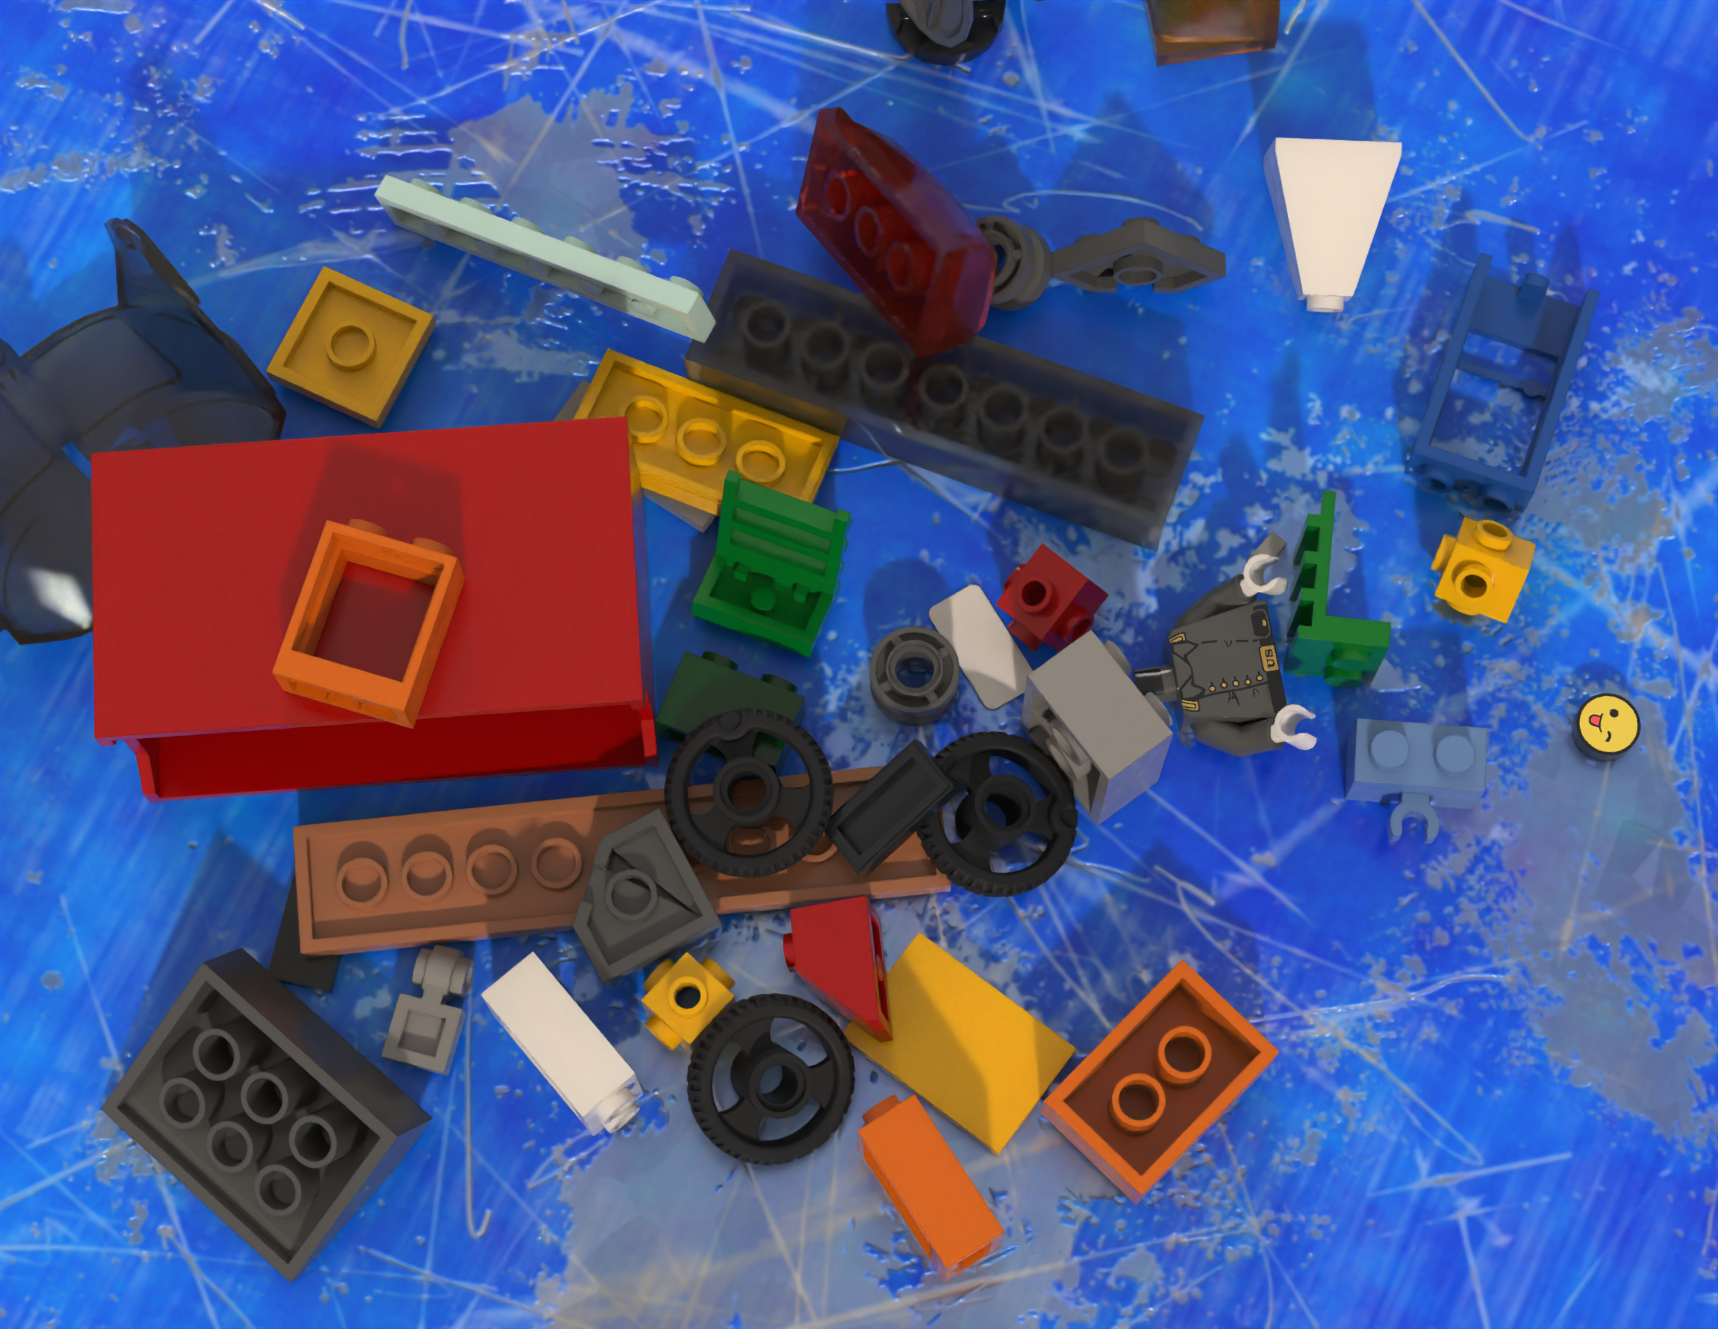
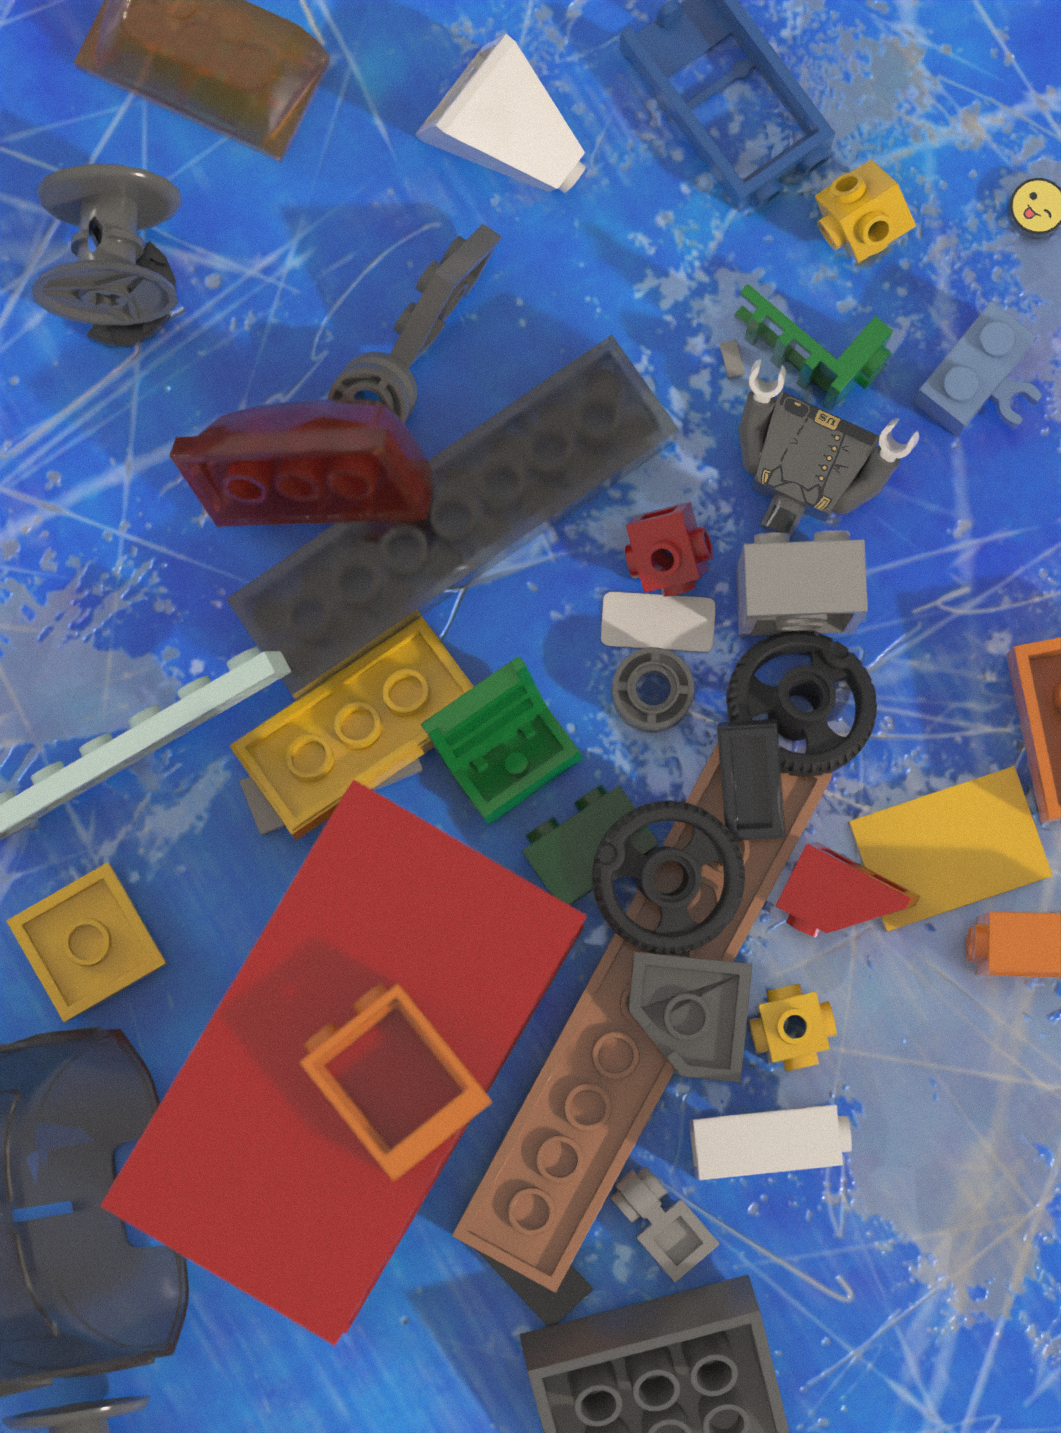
camera: 55 degrees left, 10 degrees up
(749, 1026) = (910, 1000): black wheel -> none

